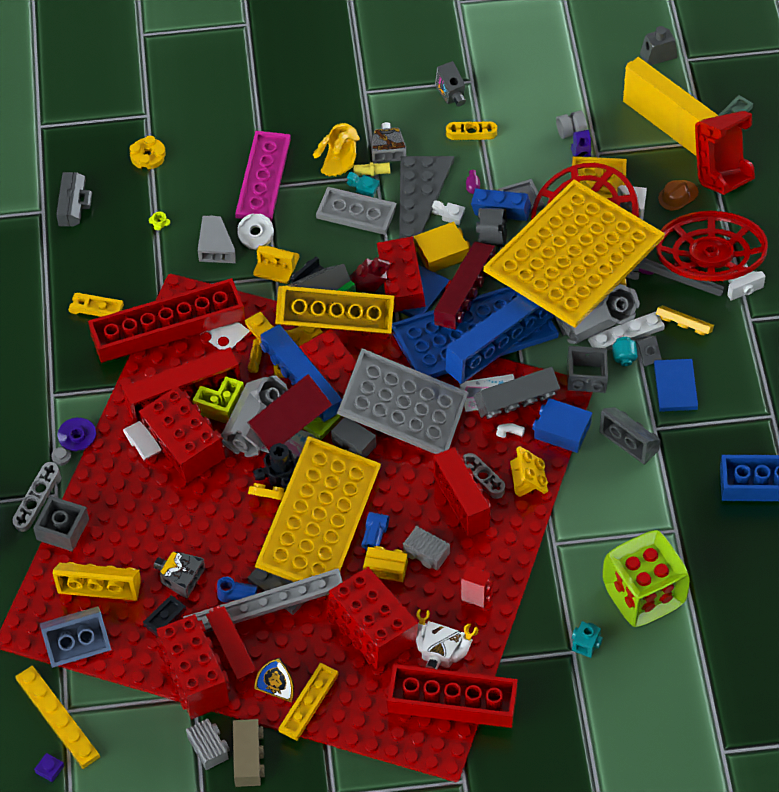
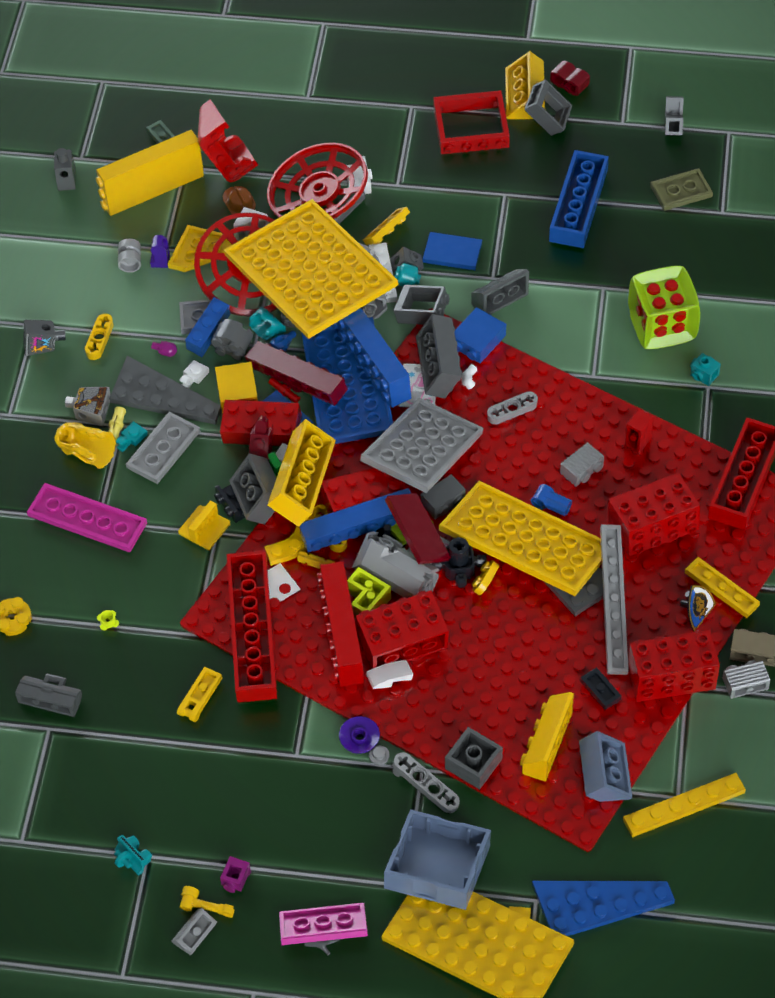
camera: 75 degrees left, 0 degrees up
(49, 767) = (739, 819): dark purple plate -> none
(180, 572) = (556, 666): dark grey torso -> none
(215, 242) = (156, 572): light grey slope -> none
(231, 643) = (649, 629): red brick -> none
(237, 590) = (589, 623): blue piece -> none
(250, 222) = (153, 545): white tile -> none
(386, 563) = (590, 499): yellow brick -> none
(442, 644) = (690, 467): white torso -> none
(462, 491) = (534, 420): red brick -> none
(528, 473) = (523, 374): yellow bracket -> none

